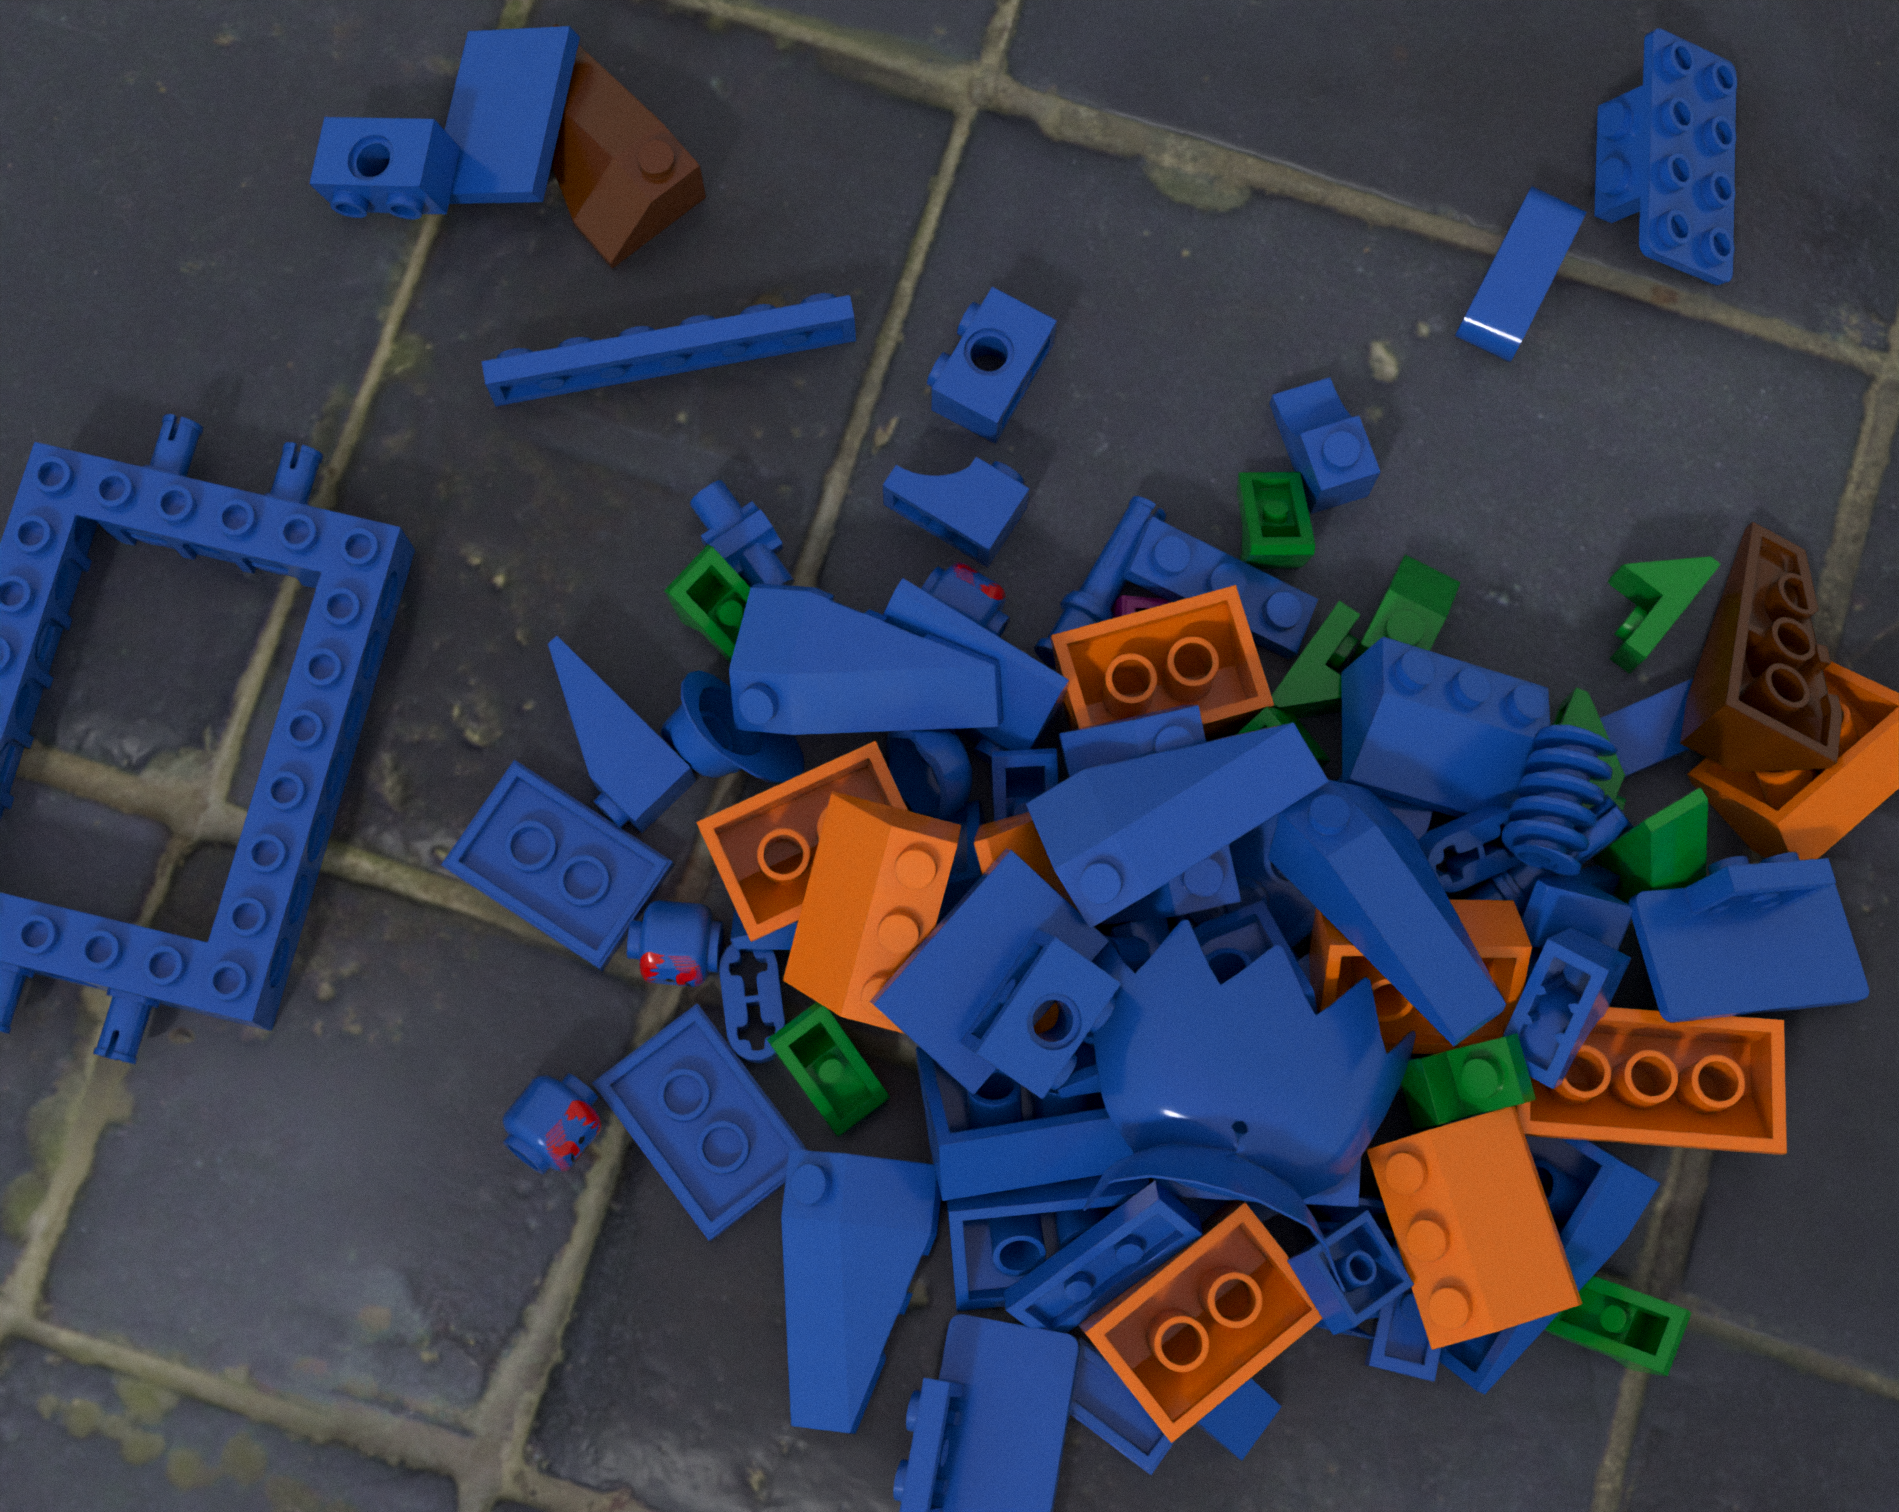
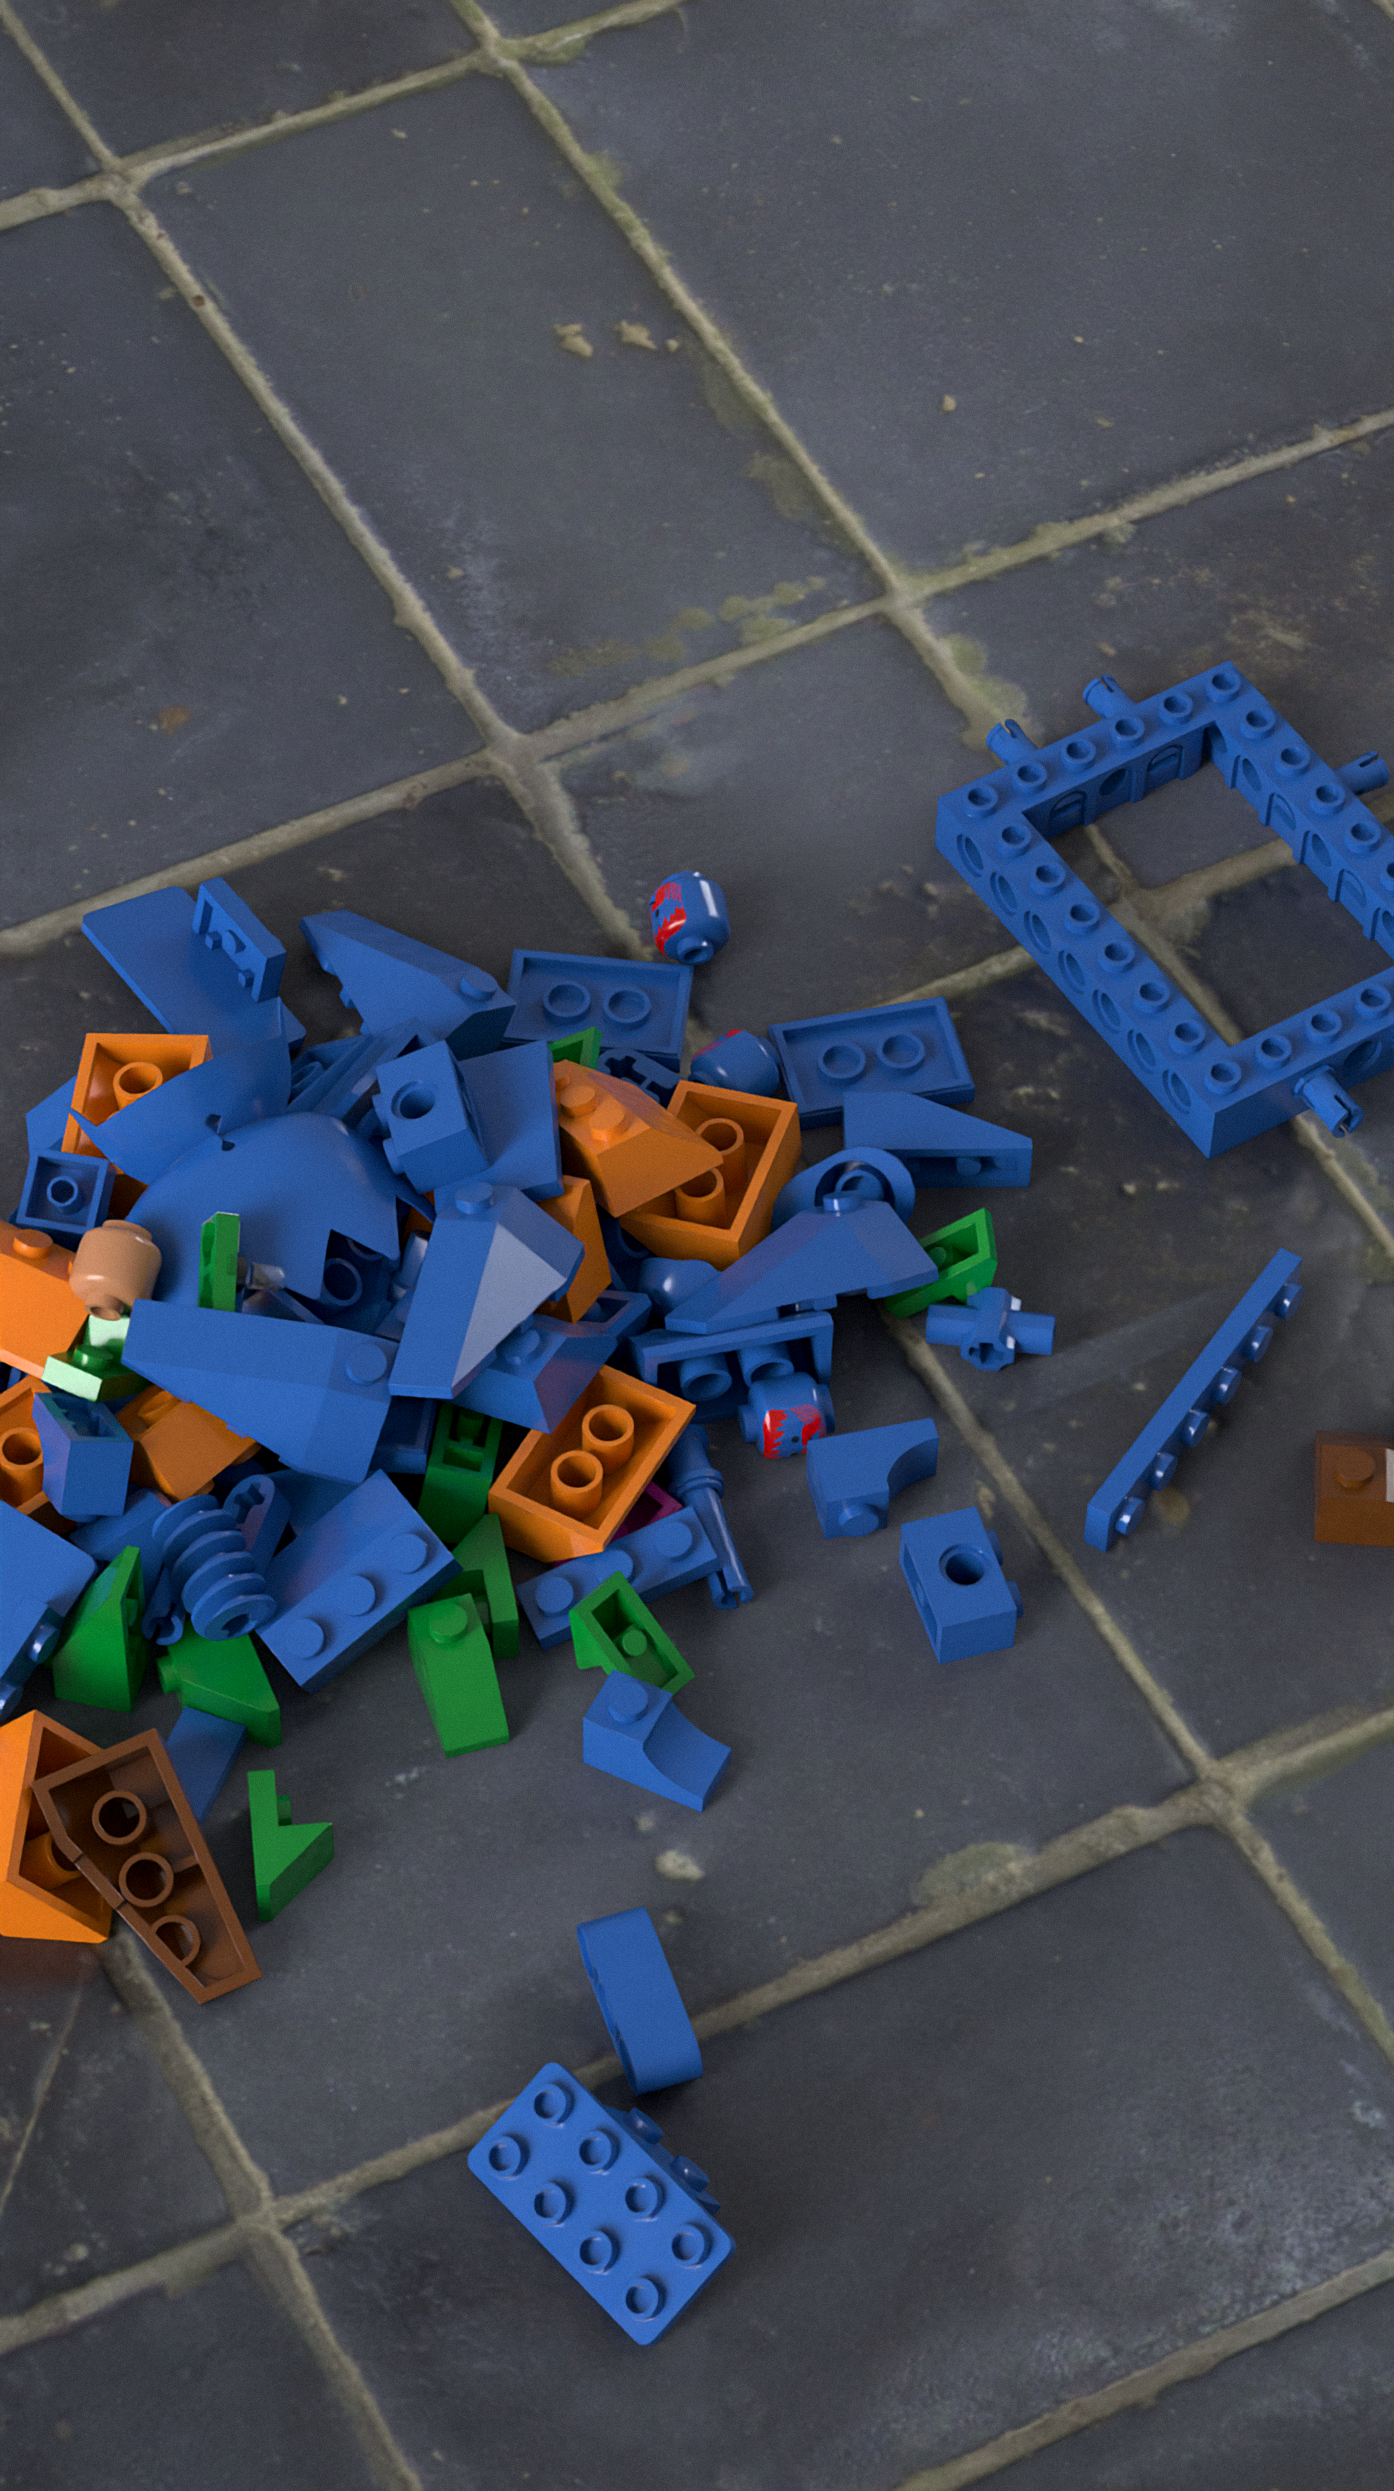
camera: 135 degrees right, 25 degrees down
(1345, 1016) = (224, 1270): none -> green piece
(1418, 1114) = (115, 1268): none -> nougat head

